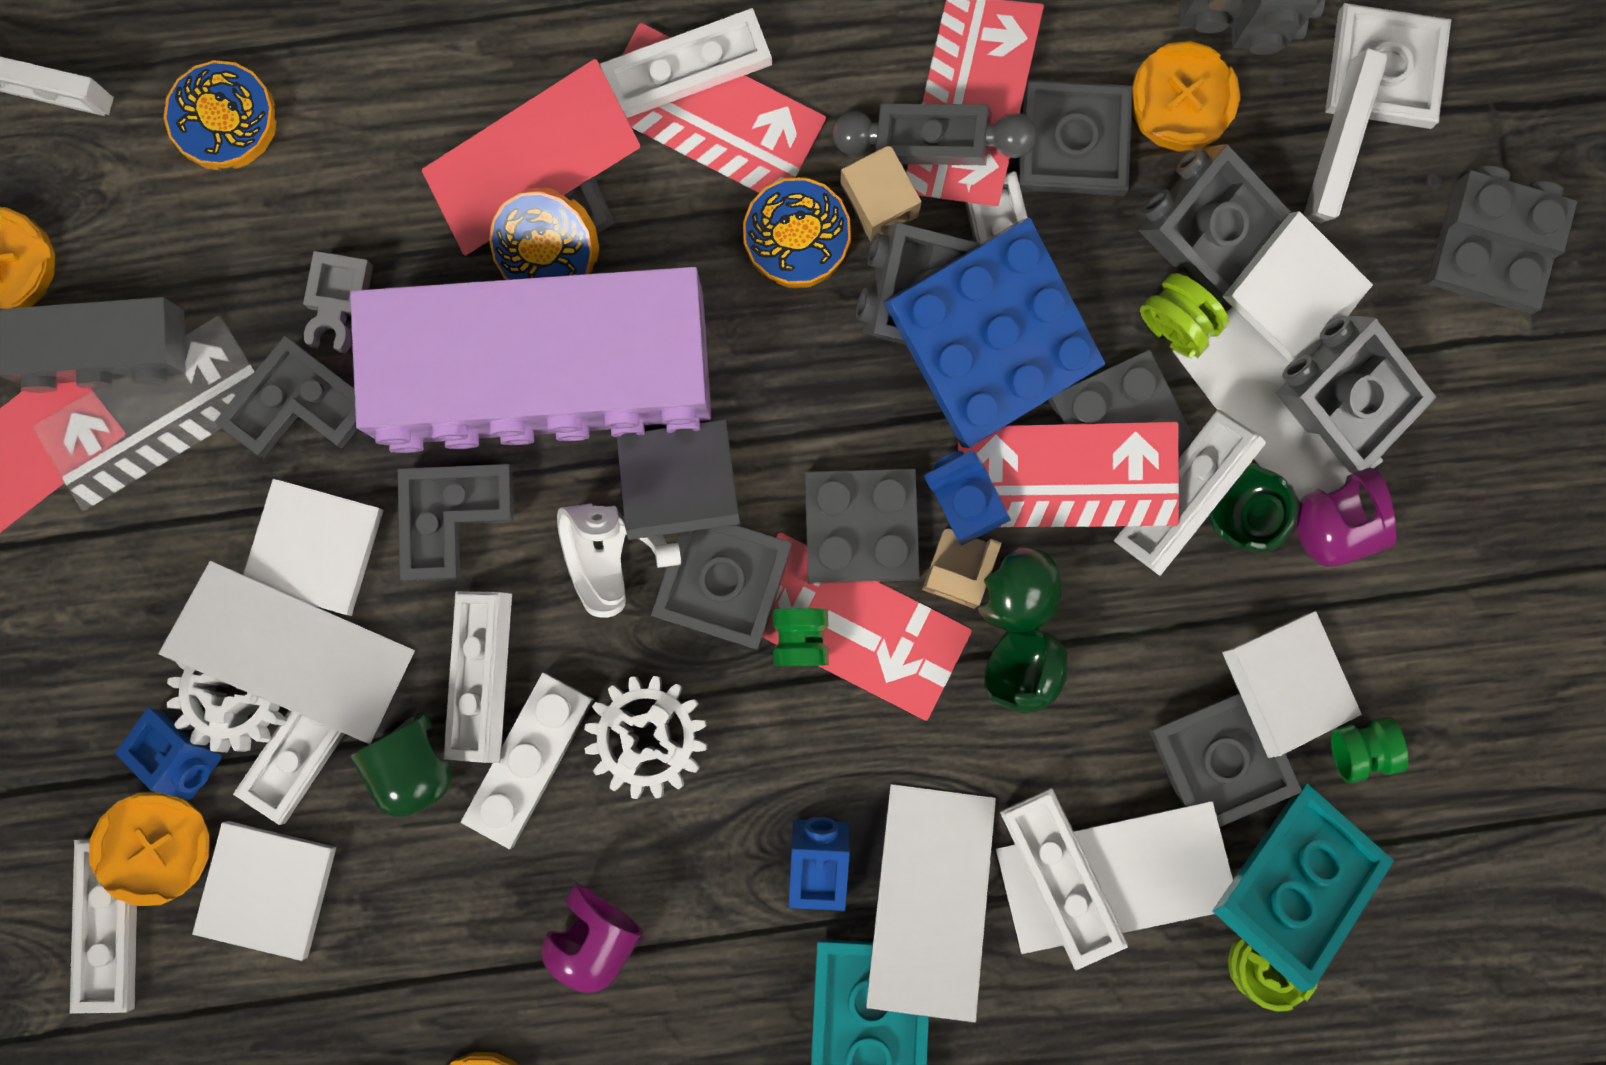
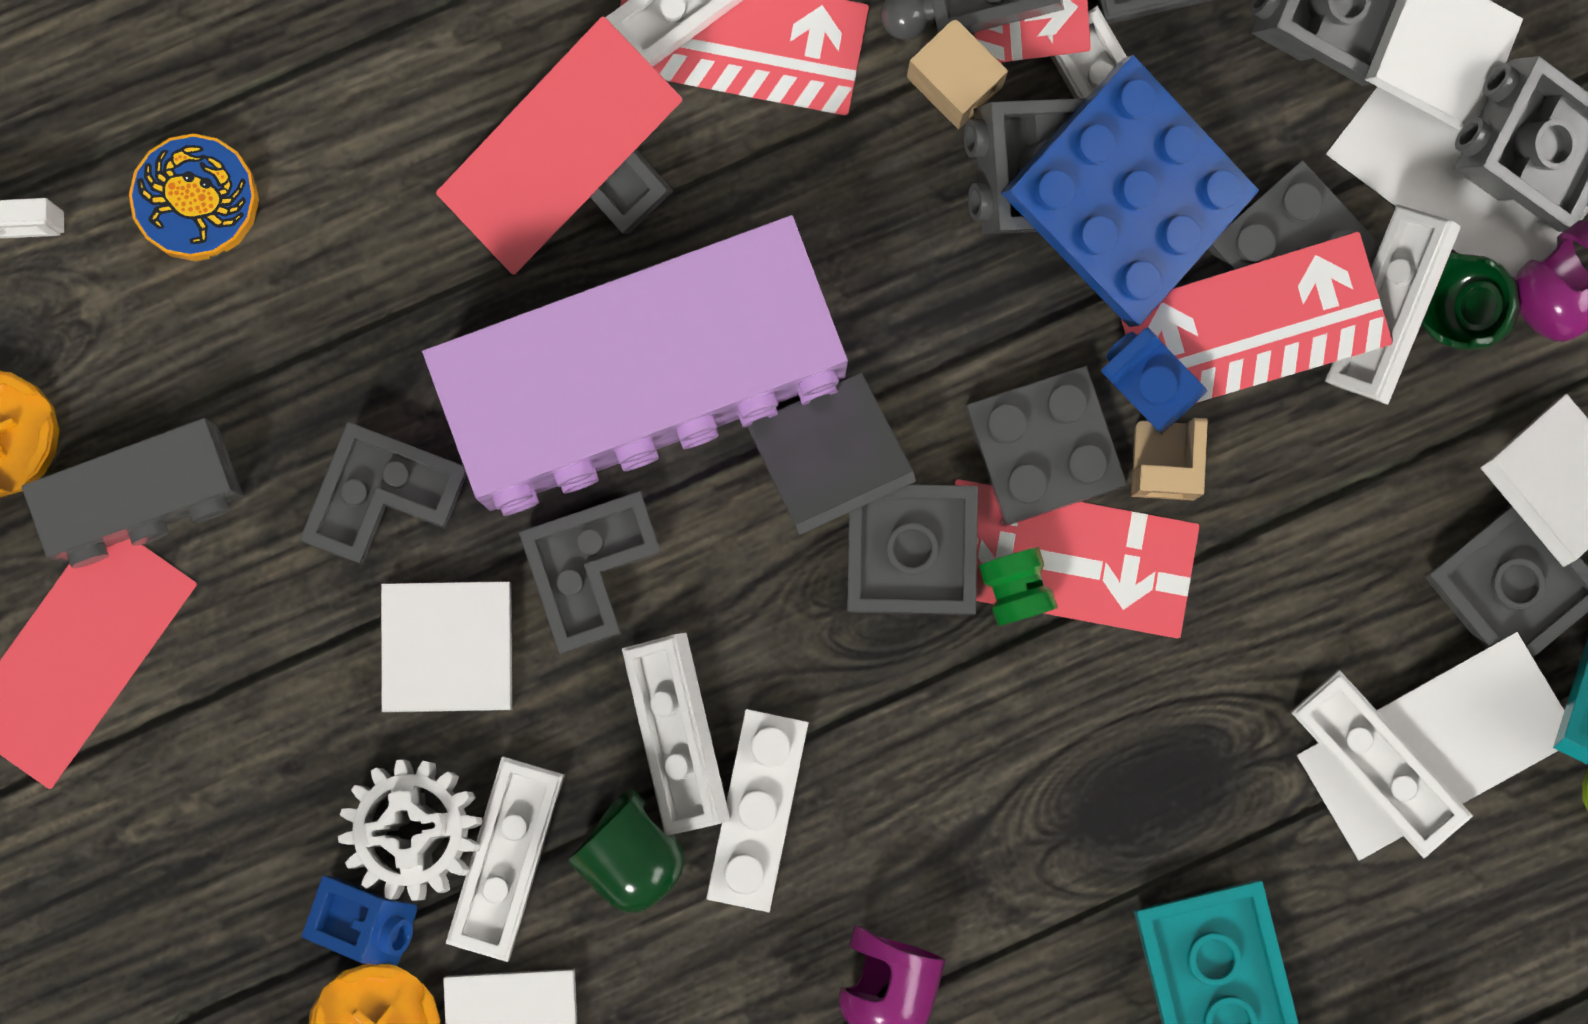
camera: 20 degrees left, 0 degrees up
(135, 427) = (204, 574): clear sticker -> none
(287, 652) = (462, 768): white sticker -> none
(329, 293) = (387, 354): light grey plate -> none
(543, 236) = (602, 231): tile -> none
(599, 571) = (772, 581): white helmet -> none
(632, 758) = (889, 716): white gear -> none
(796, 232) = (876, 143): tile -> none
(819, 864) = (1112, 828): blue bracket -> none
(931, 903) = (1247, 832): white sticker -> none
(1022, 591) = (1246, 465): dark green hair -> none
(1026, 671) = (1274, 550): dark green hair -> none
(1185, 315) = (1330, 112): lime wheel -> none

